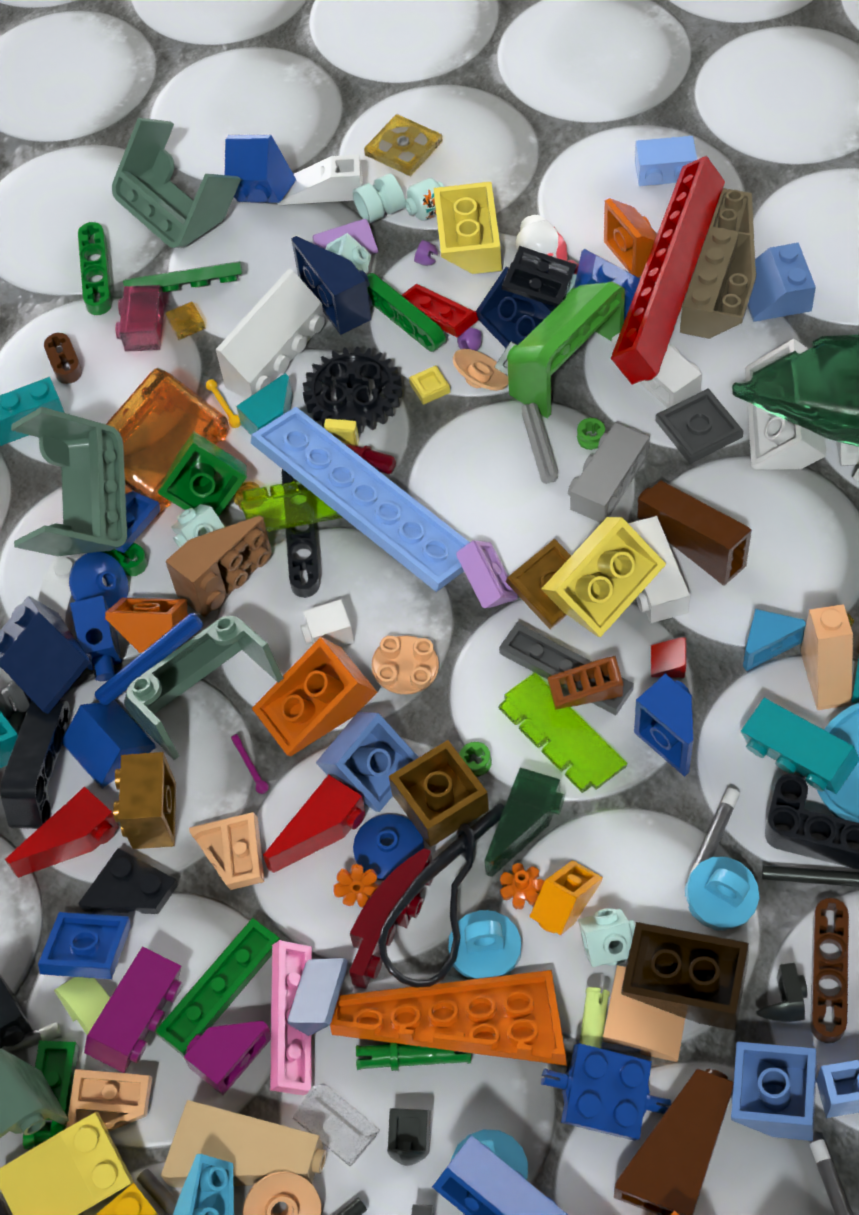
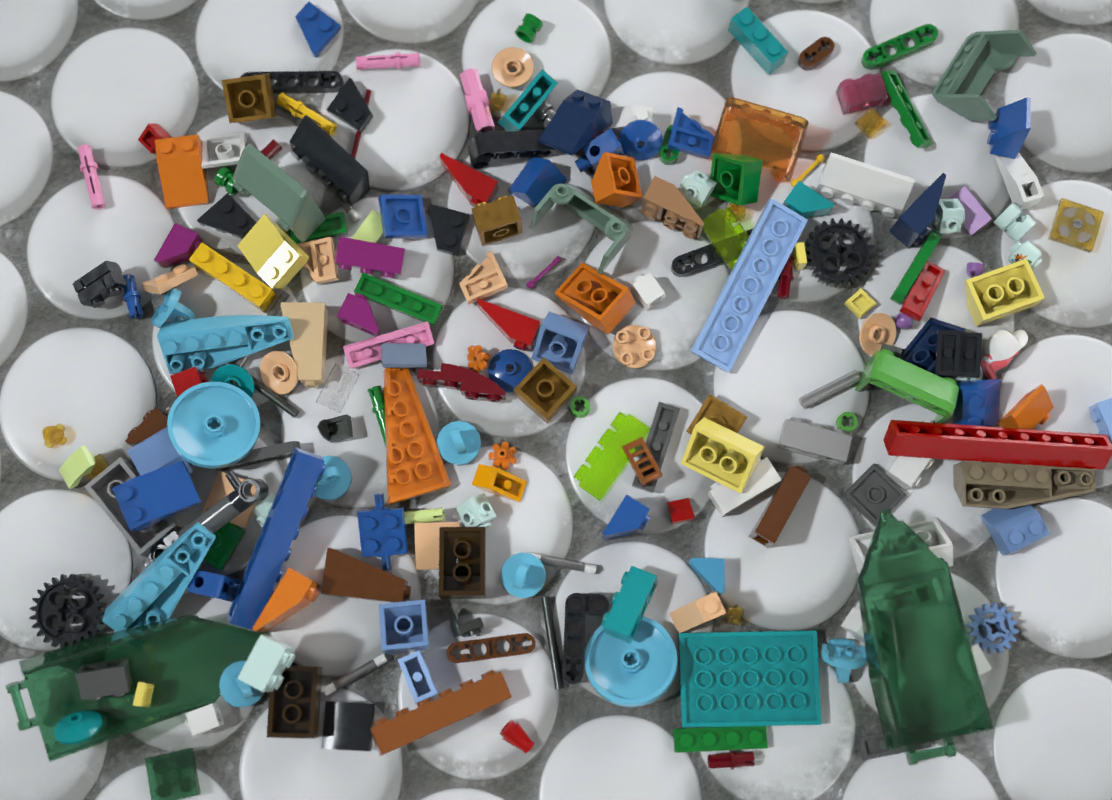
camera: 70 degrees right, 20 degrees up
(91, 483) = (697, 111): sand green windscreen -> none
(150, 657) = (587, 189): blue axle -> none
(464, 846) = (516, 413): black piece -> none
(485, 574) = (712, 379): lavender slope -> none
(524, 817) = (551, 447): clear green slope -> none

